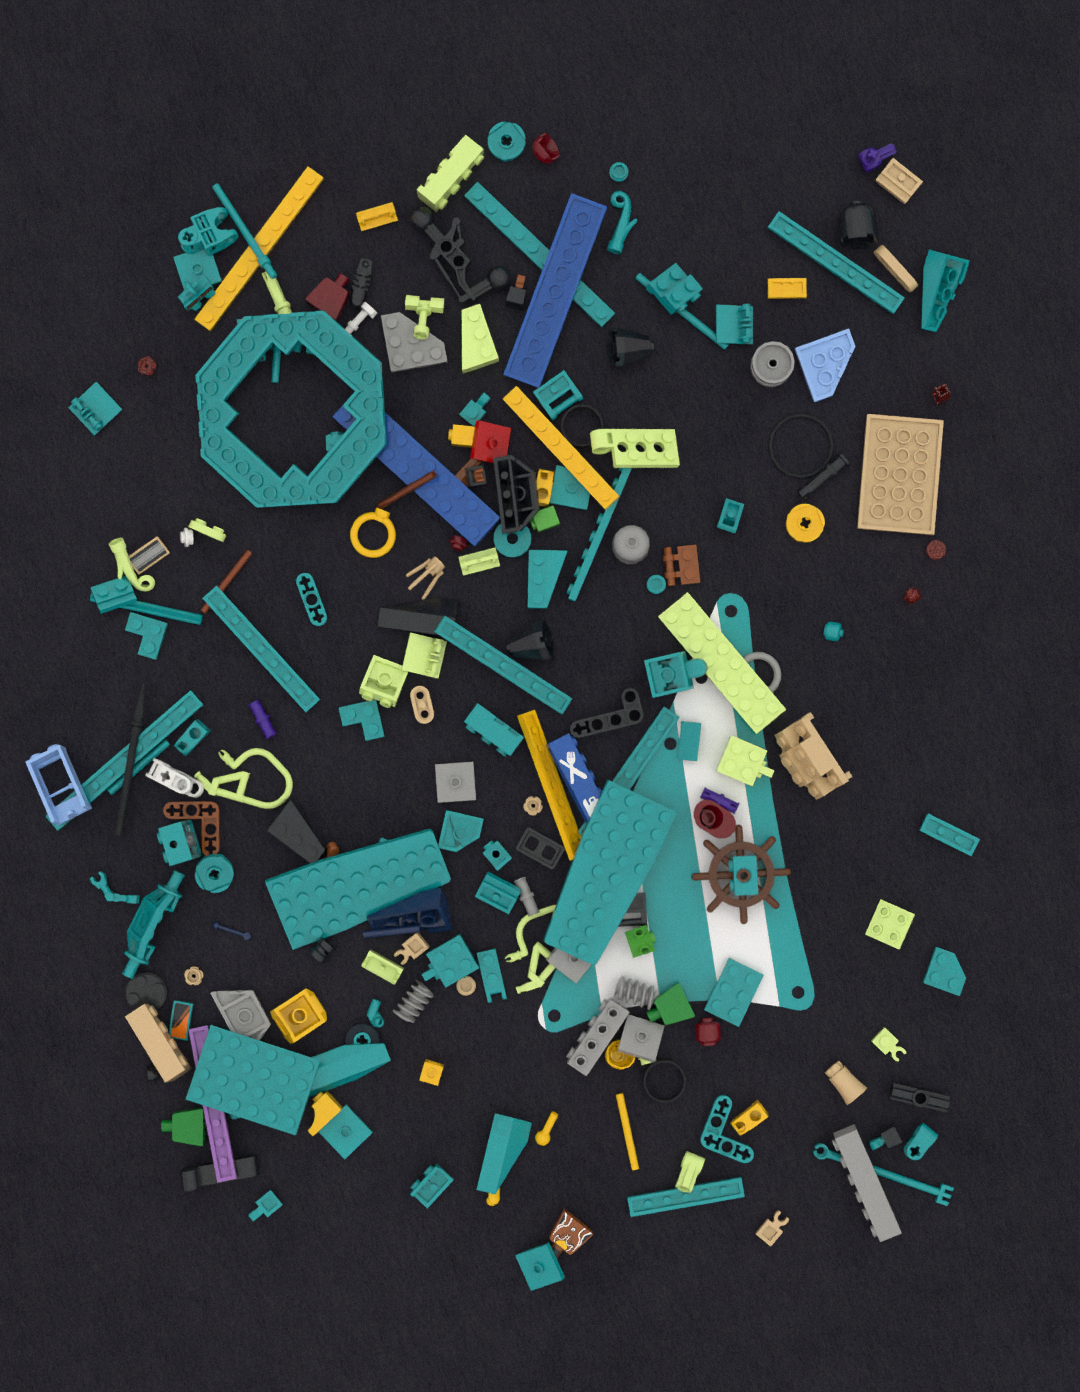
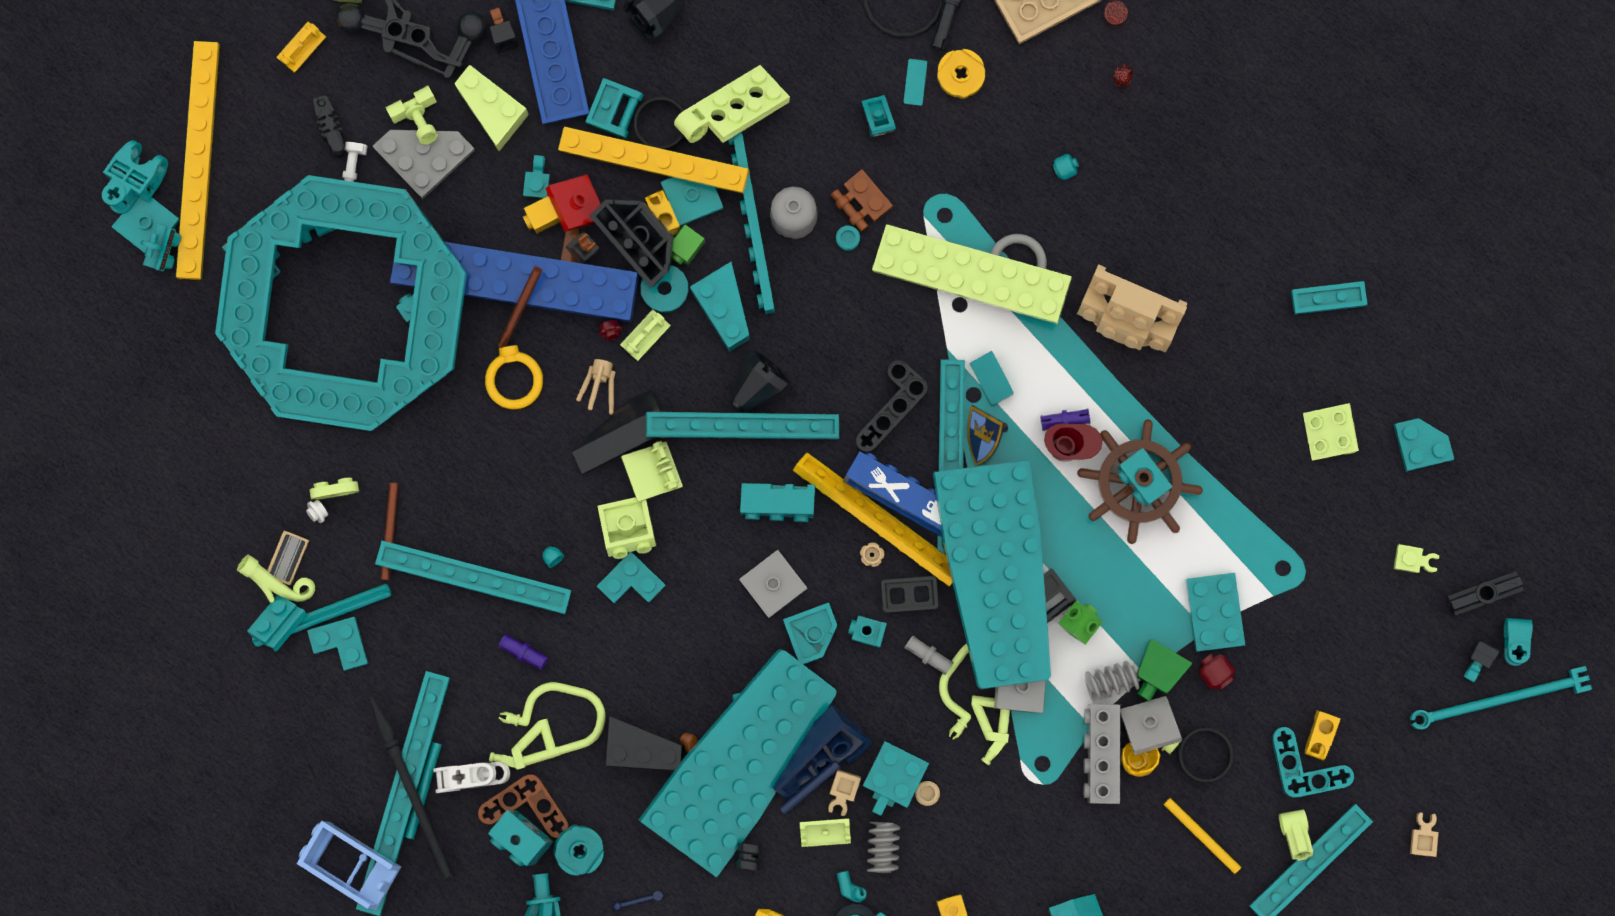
camera: 35 degrees left, 5 degrees down
(95, 408) = (129, 439): teal hinge -> none
(144, 361) = (150, 359): clear red plate -> none
(192, 737) = (460, 721): teal leg -> none
(263, 260) = (210, 167): teal bar -> none
(276, 364) = (293, 267): teal bar -> none
(281, 305) = (245, 193): yellowish green pin -> none
(311, 584) = (475, 485): teal beam -> none
(322, 668) = (552, 556): none -> teal hinge
(330, 296) = (305, 159): dark red torso -> none
(422, 704) = (684, 524): tan plate -> none
(491, 973) = (946, 763): teal hinge -> none
(498, 892) = (896, 670): teal plate -> none
(543, 1137) = (1116, 901): yellow bar -> none
(658, 775) = (983, 434): none -> shield
(673, 673) = (927, 317): teal brick -> none
(743, 761) = (1063, 362): yellowish green hinge -> none
(771, 508) = (915, 82): none -> teal sticker
(845, 1082) = (1396, 629): tan plant -> none
(867, 1183) = (1492, 720): light grey brick -> none

